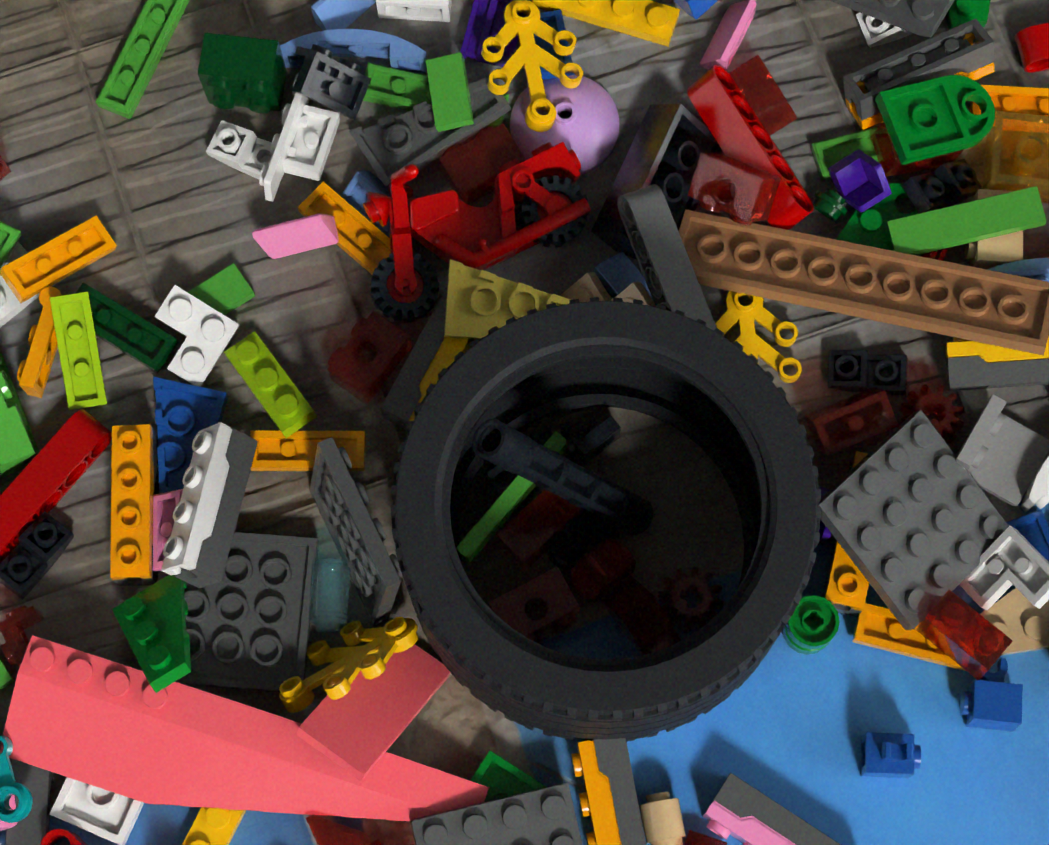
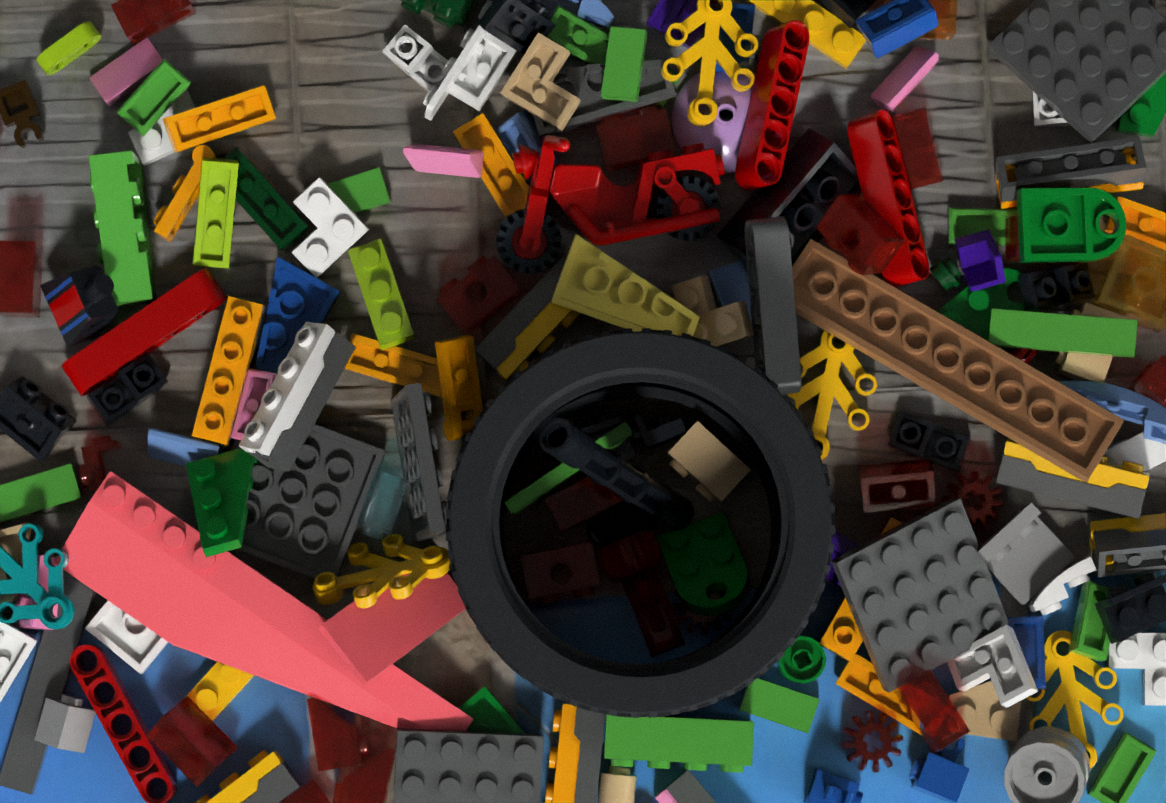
camera: 15 degrees right, 10 degrees up
(98, 599) = (179, 448): none -> medium blue slope
(365, 136) = (533, 85): none -> tan plate
(372, 446) = (458, 384): none -> light orange plate
(608, 92) = (775, 84): none -> red beam
(651, 455) = (707, 463): none -> tan brick
(681, 551) = (704, 561): none -> green plate
(711, 743) = (679, 740): none -> bright green brick
(802, 680) = (779, 704): none -> bright green tile
(920, 680) = (860, 746): none -> clear red gear

